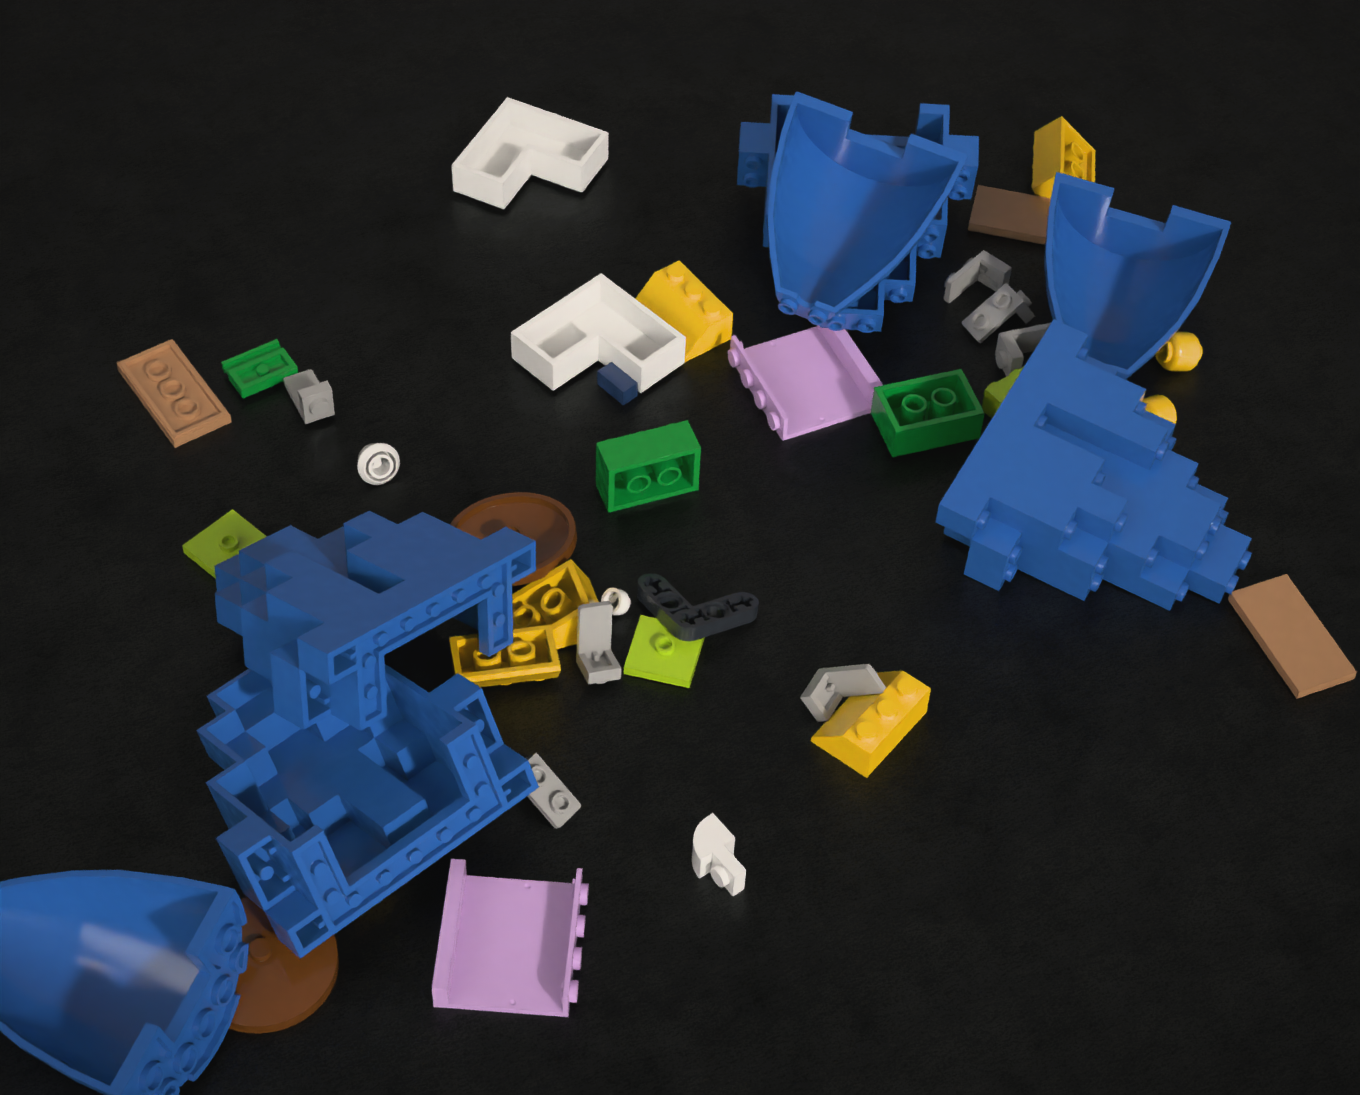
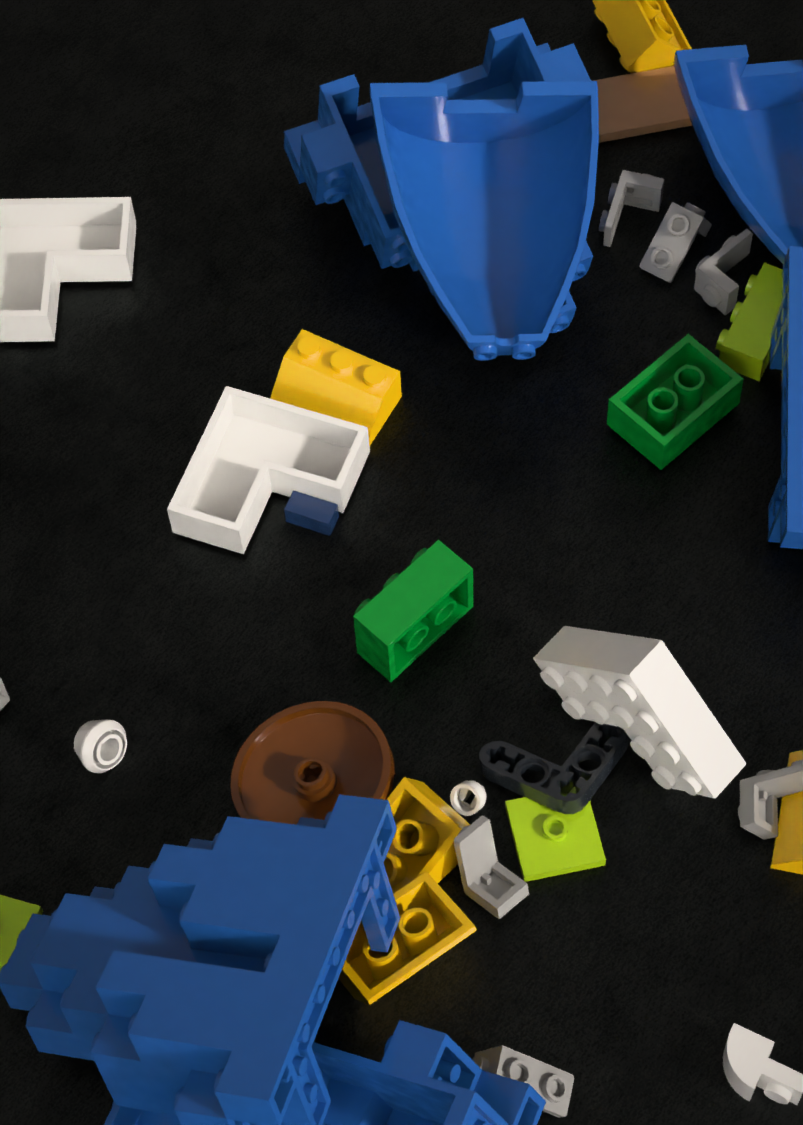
camera: 20 degrees left, 10 degrees up
(766, 562) = (647, 694): none -> white piece
(806, 379) = (516, 416): lavender panel -> none

